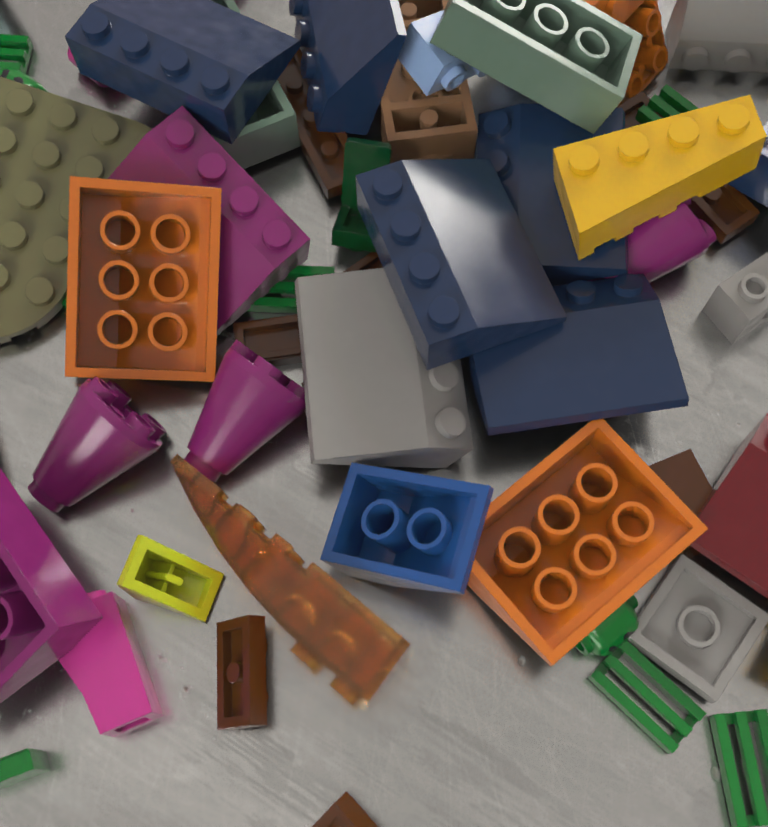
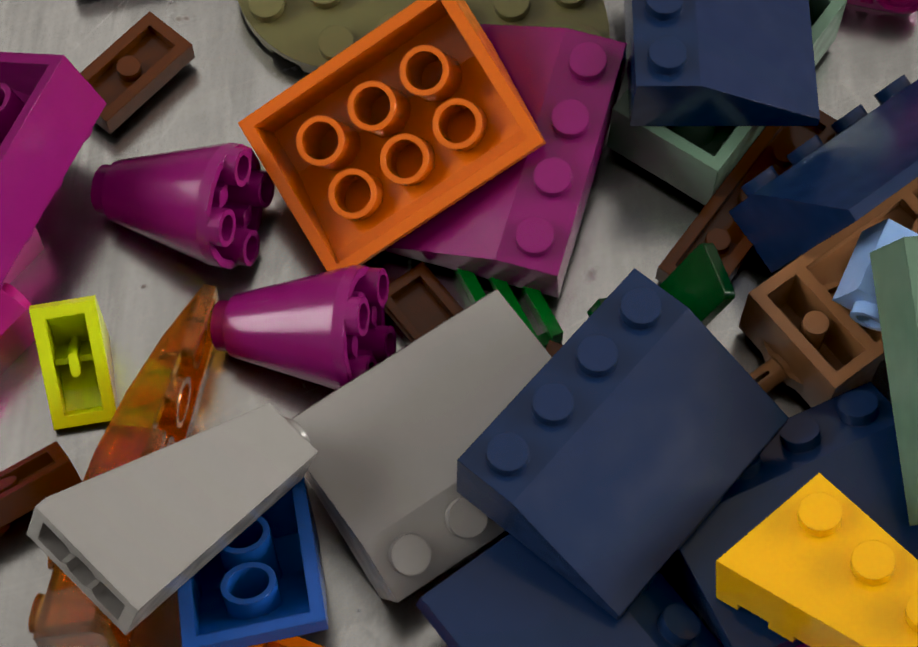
camera: 60 degrees right, 5 degrees down
(359, 560) = (166, 515): none -> light grey slope

